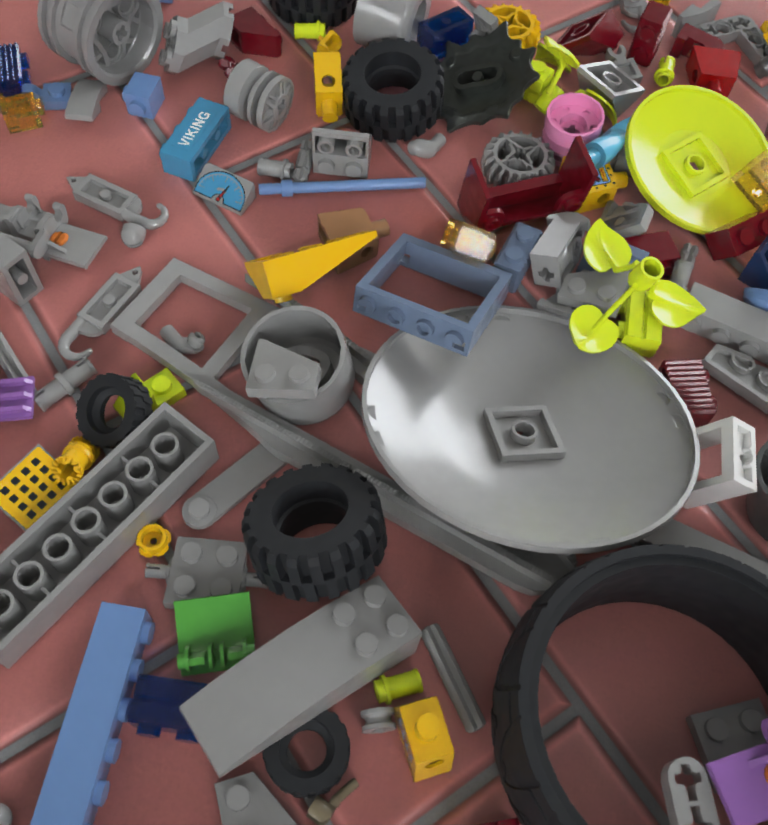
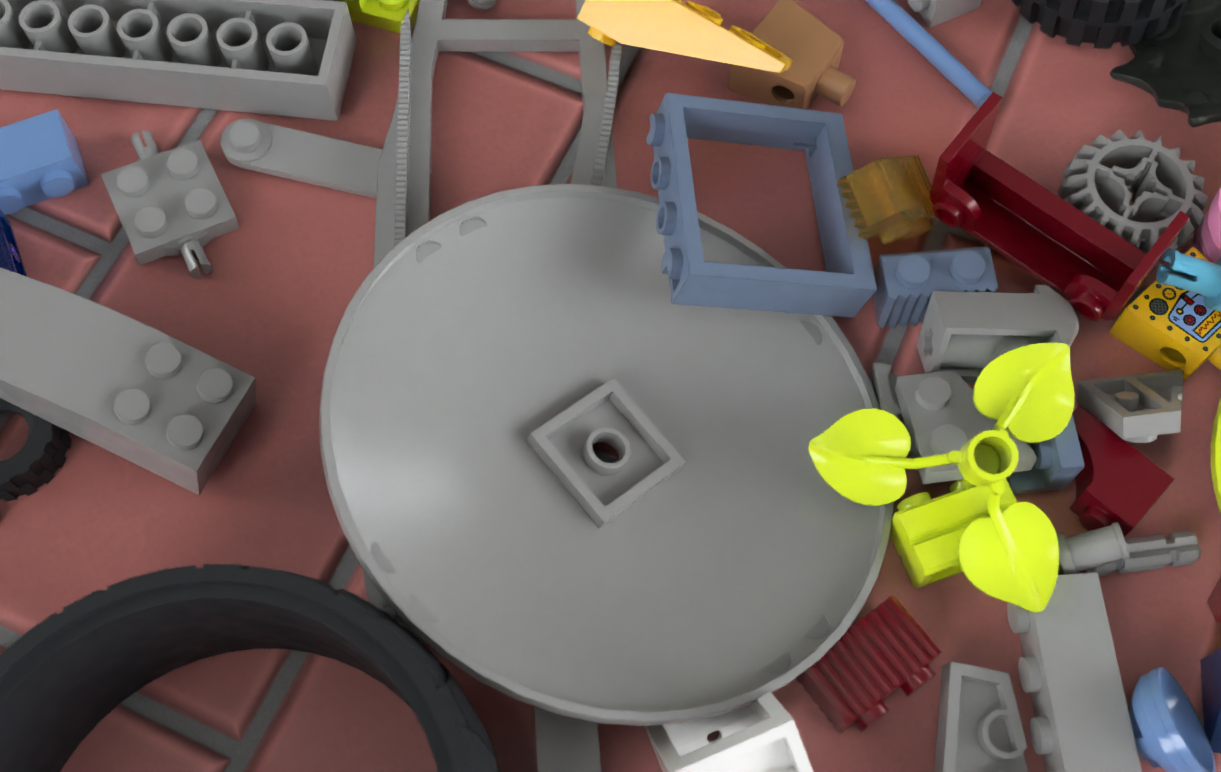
camera: 65 degrees right, 5 degrees up
(151, 532) = (177, 110): yellow plate -> none
(213, 632) = (90, 247): bright green hinge -> none
(282, 373) = (446, 85): light grey wing -> none
(316, 338) = (489, 76): light grey piece -> none
(319, 563) = (249, 309): black tyre -> none
(378, 720) = (78, 496): light grey bush -> none
(397, 686) = (138, 496): neon yellow pin -> none
(425, 738) = (76, 551): yellow torso -> none
(426, 148) = (1052, 66): light grey arm -> none
(453, 678) = (211, 529): light grey axle -> none

